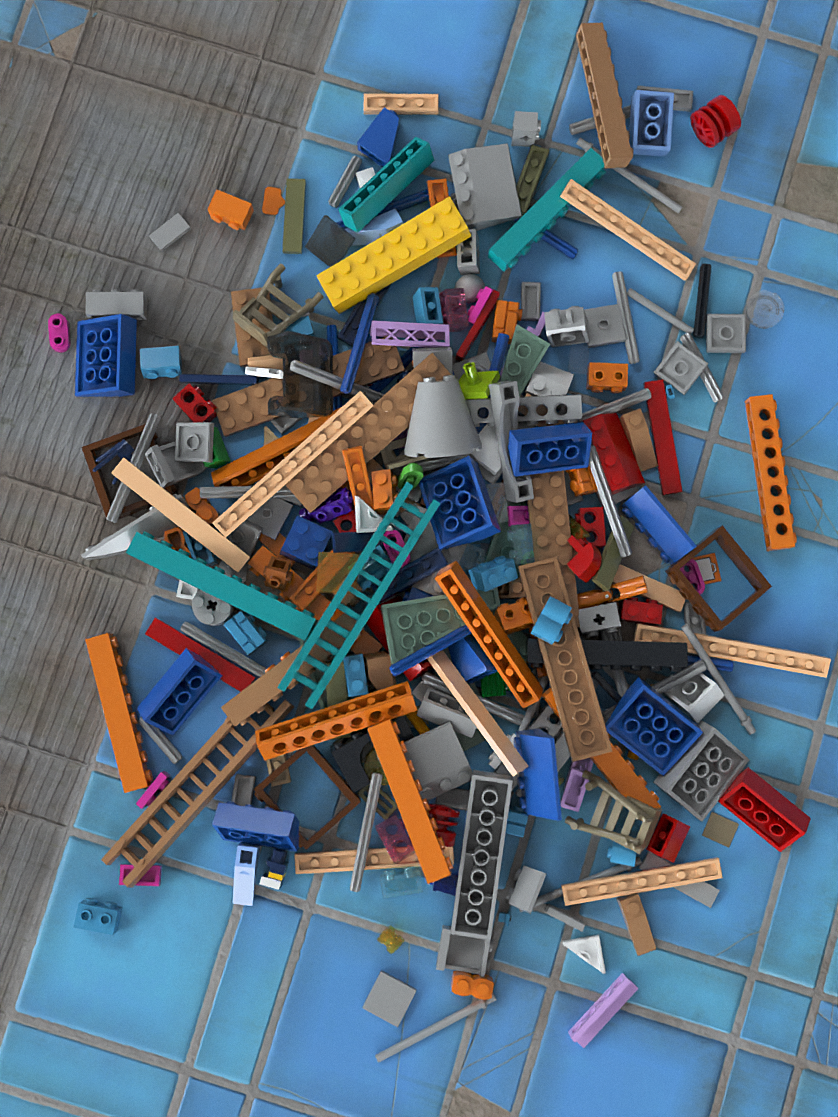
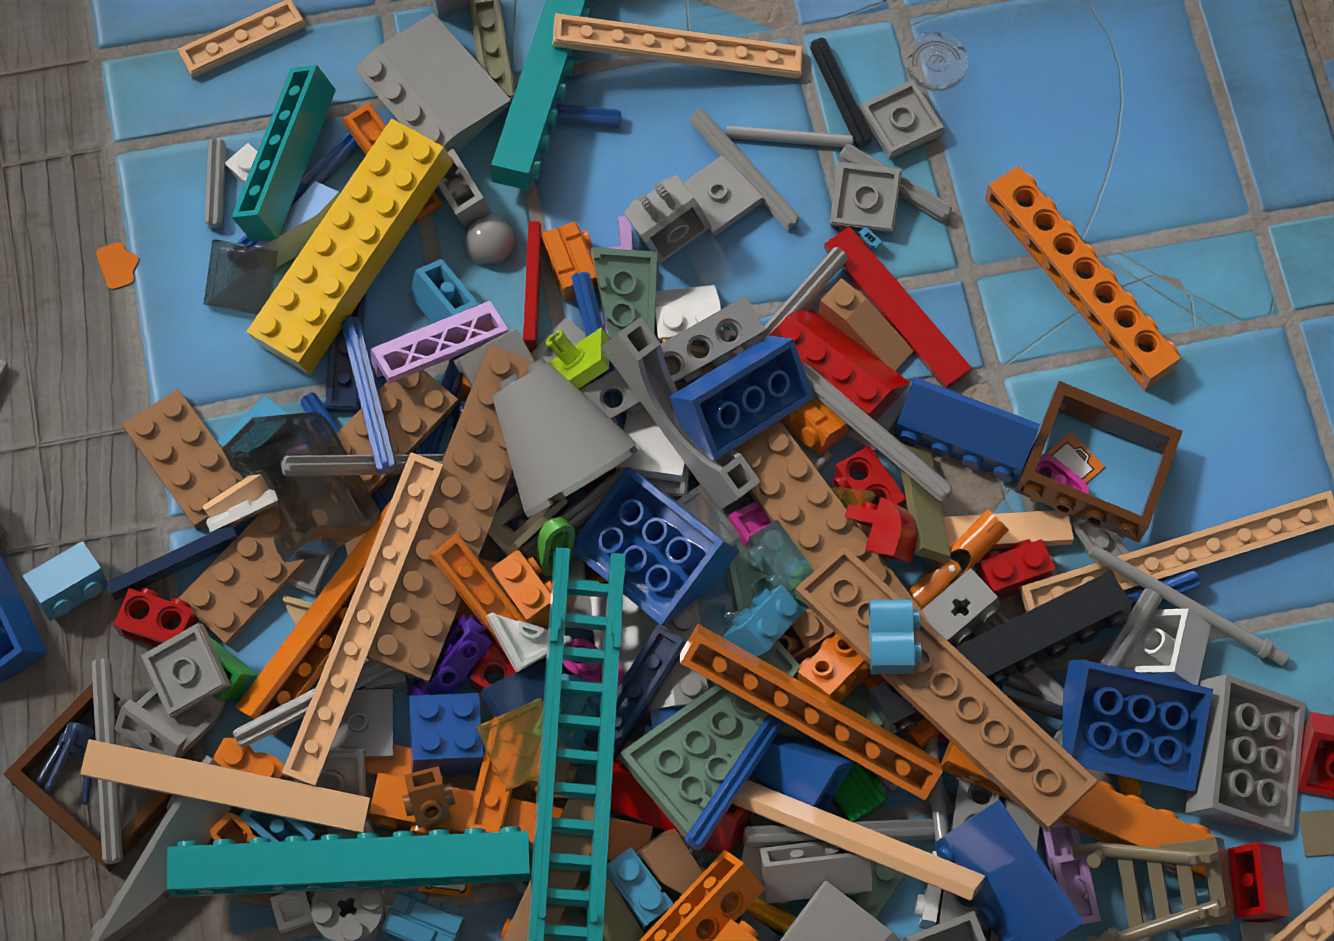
camera: 30 degrees left, 15 degrees down
(230, 210) = (59, 306): orange brick -> none
(250, 310) = (196, 445): dark tan hand -> none
(294, 216) = (163, 269): olive tile -> none
(380, 137) = (237, 97): blue slope -> none
(454, 309) = (484, 276): clear pink brick -> none
(482, 296) = (517, 239): dark pink plate -> none
(530, 301) = (591, 214): light grey tile -> none
(607, 377) = (766, 263): orange brick -> none

